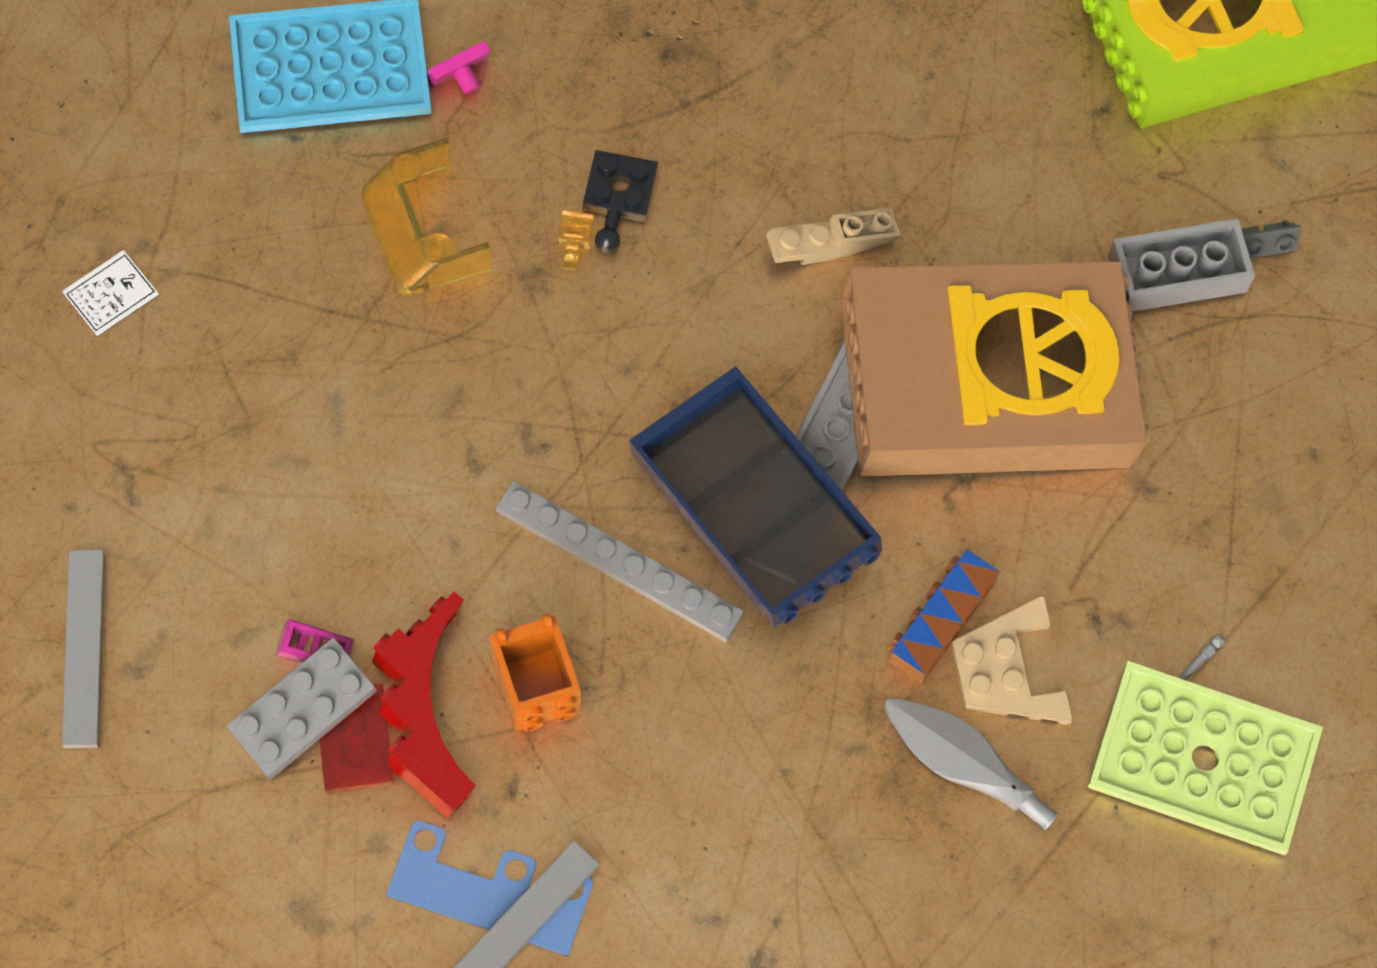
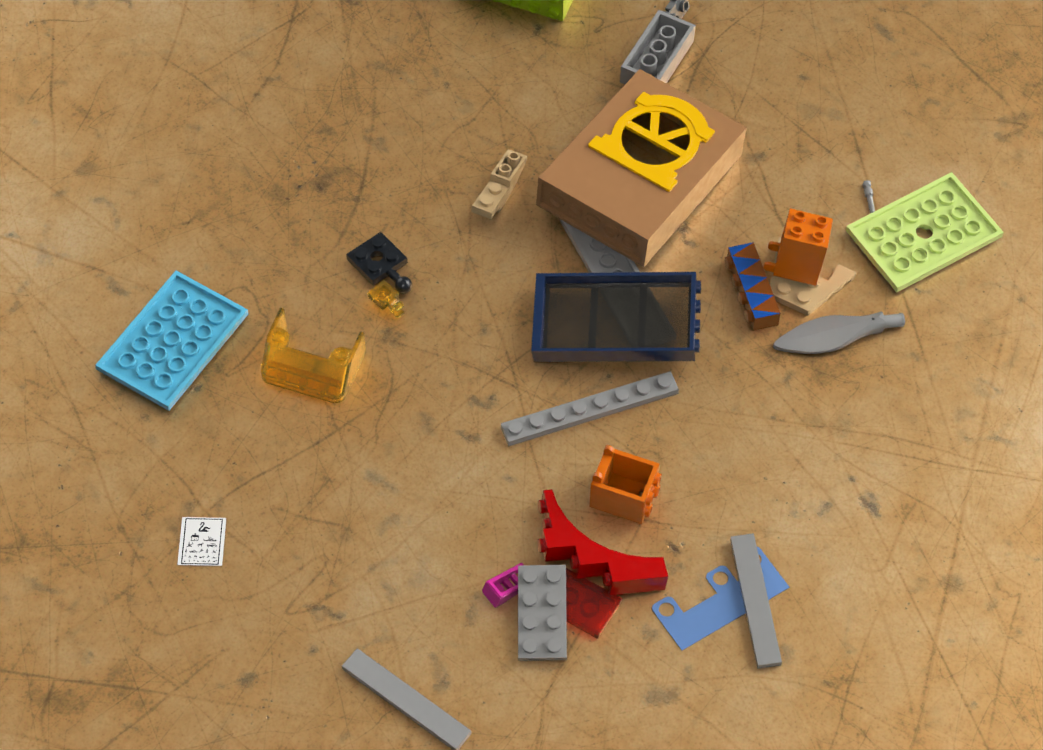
camera: 45 degrees left, 10 degrees down
(460, 68) = (237, 280): dark pink tile -> none
(1030, 631) = (801, 247): none -> orange container

